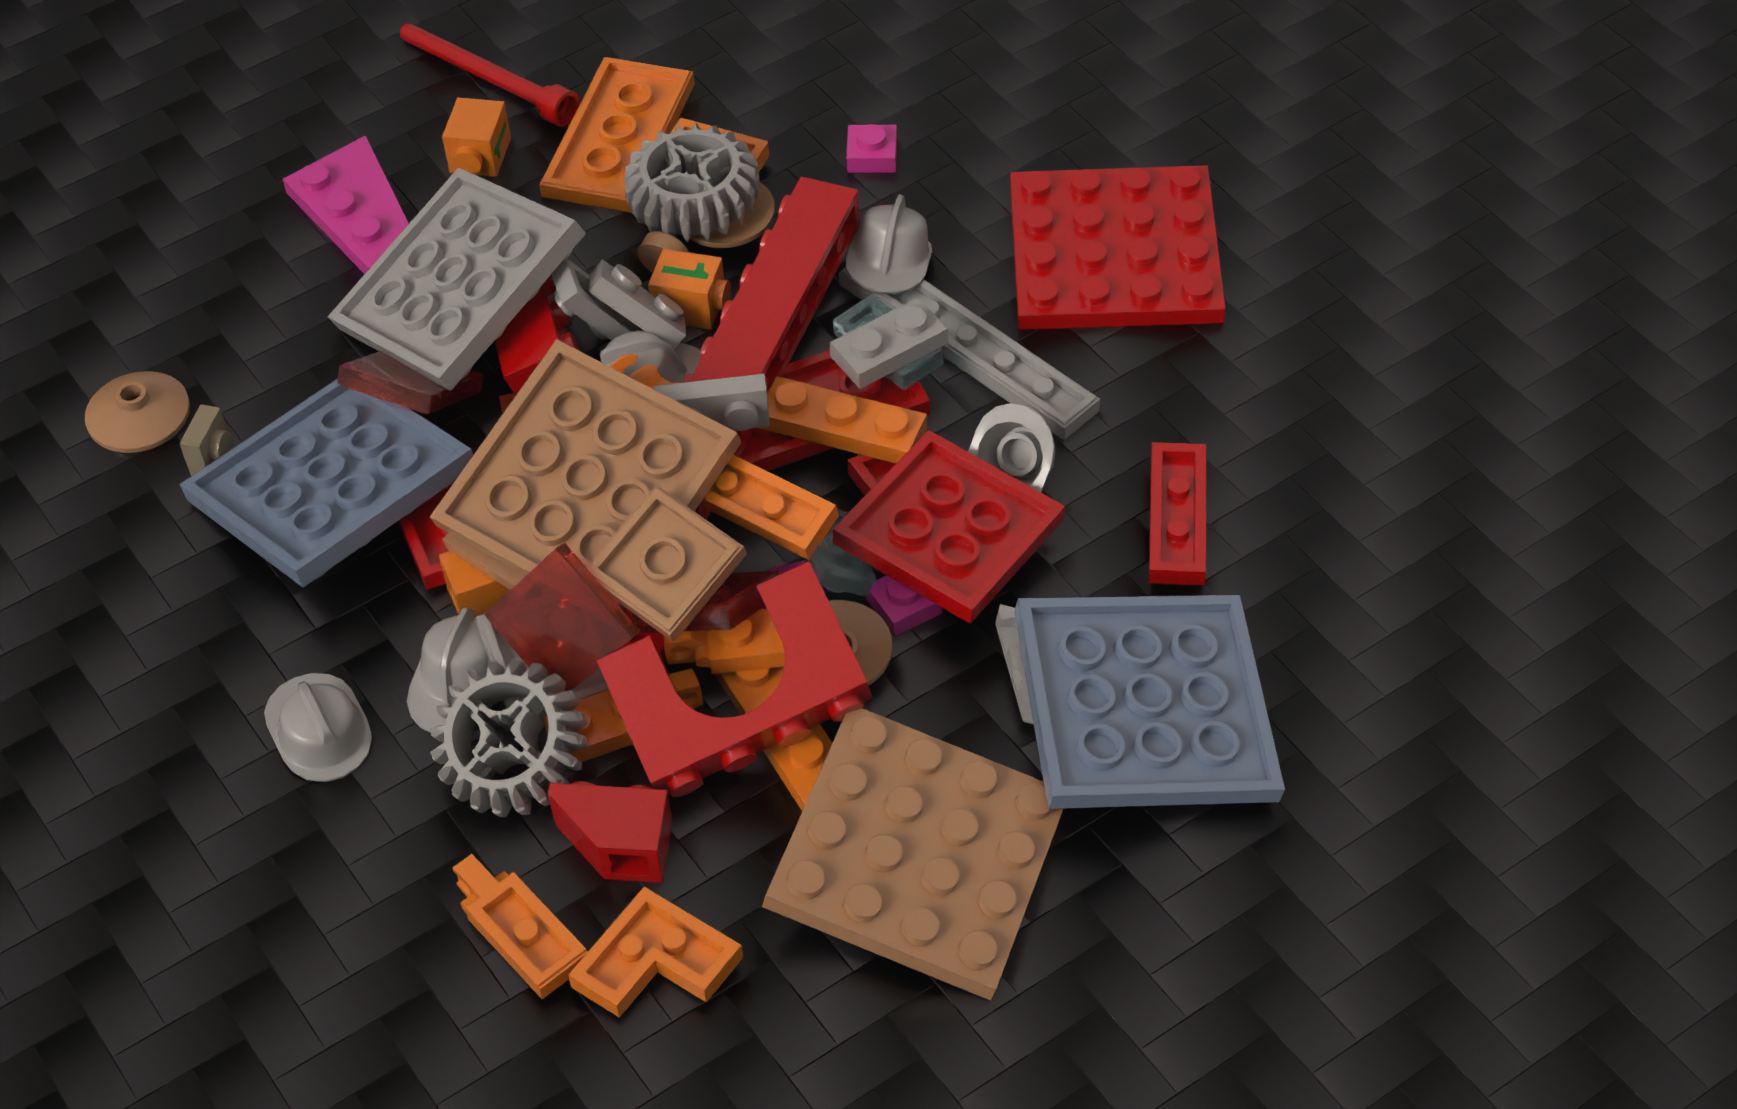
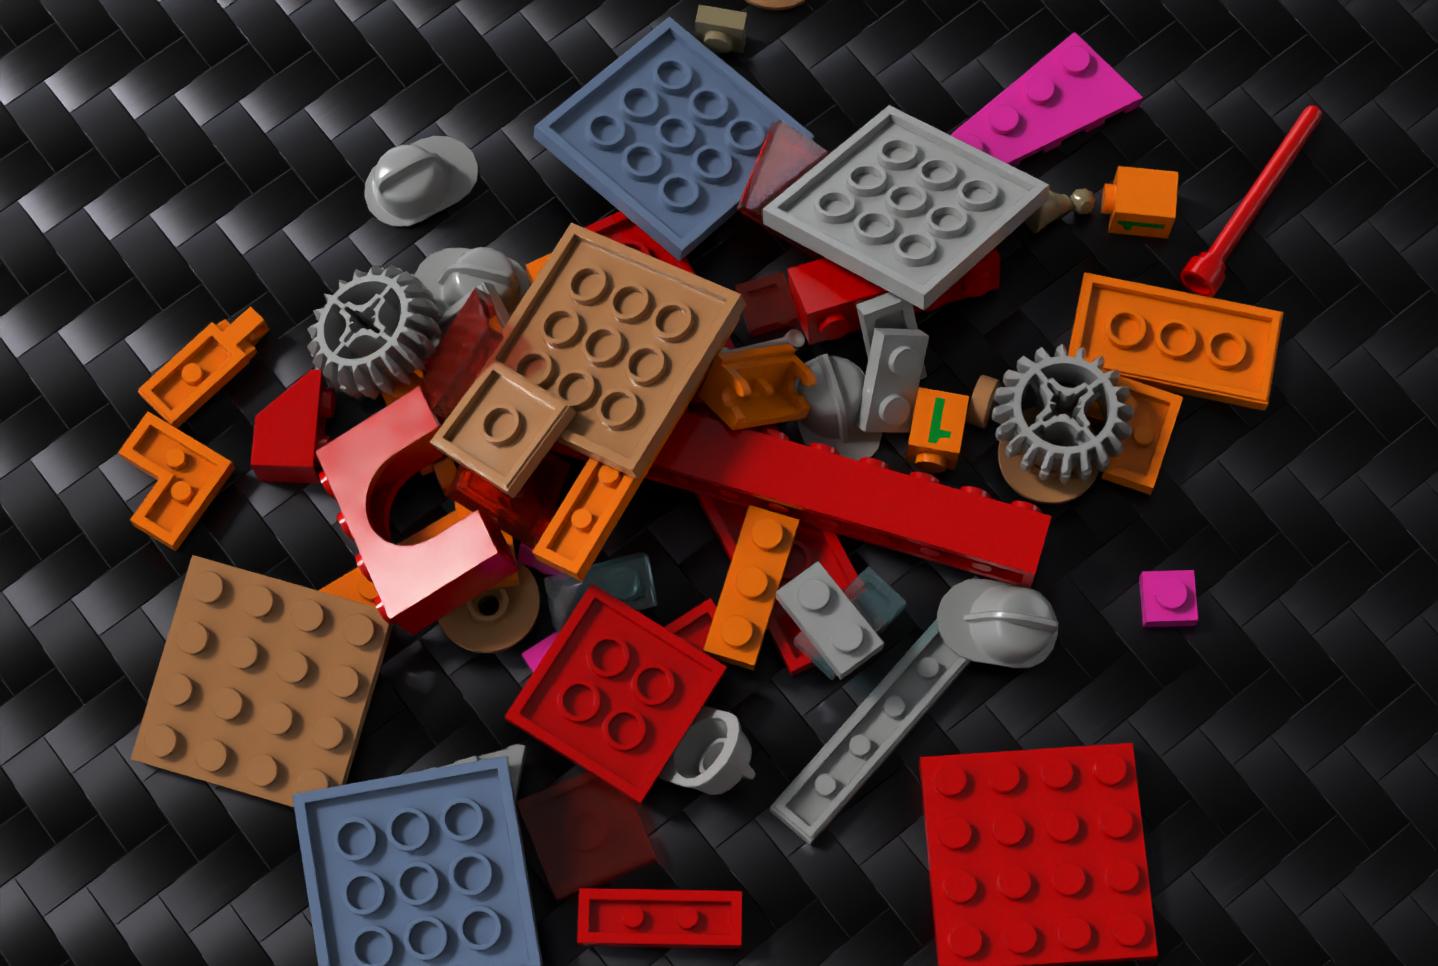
camera: 85 degrees right, 20 degrees up
(731, 401) = (707, 475): light grey plate -> none
(1086, 564) = (584, 834): none -> clear red tile

